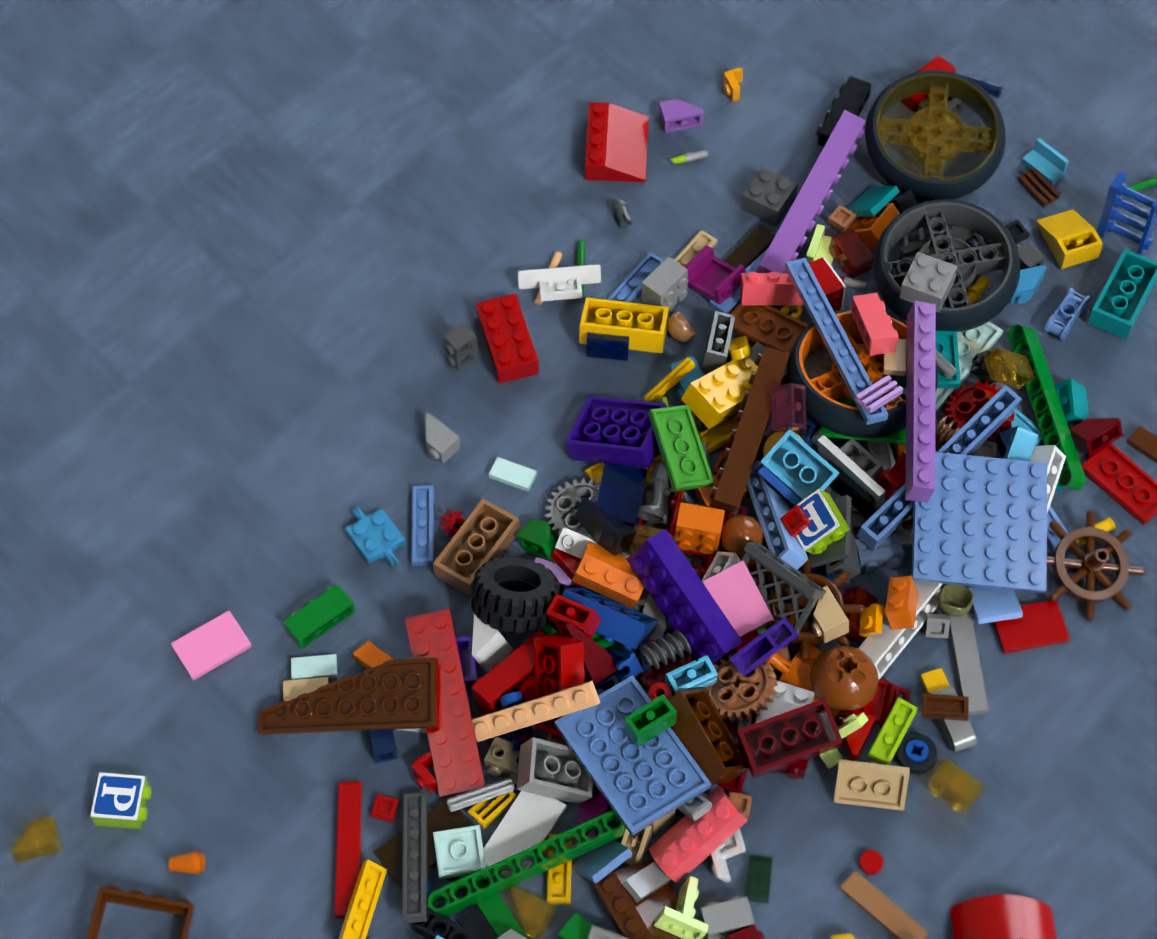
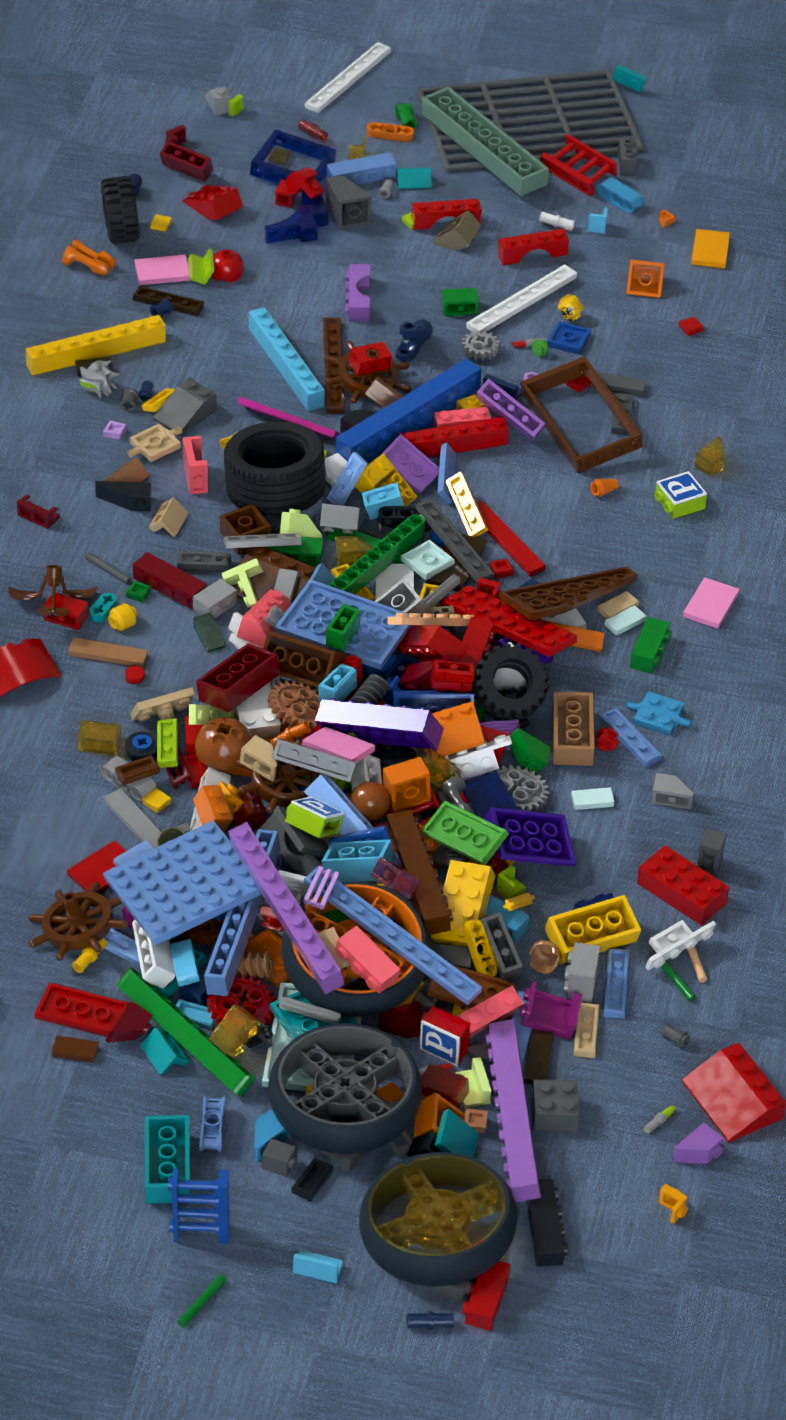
camera: 145 degrees right, 15 degrees down
(511, 699) = (459, 628): blue tile -> none
(604, 527) = (474, 755): black slope -> none
(764, 647) = (294, 716): dark purple slope -> none
(795, 520) = (331, 804): red tile -> none
(928, 280) = (345, 1031): light grey brick -> none
(1041, 186) = (312, 1239): reddish brown tile -> none
(1070, 238) = (255, 1195): yellow slope -> none

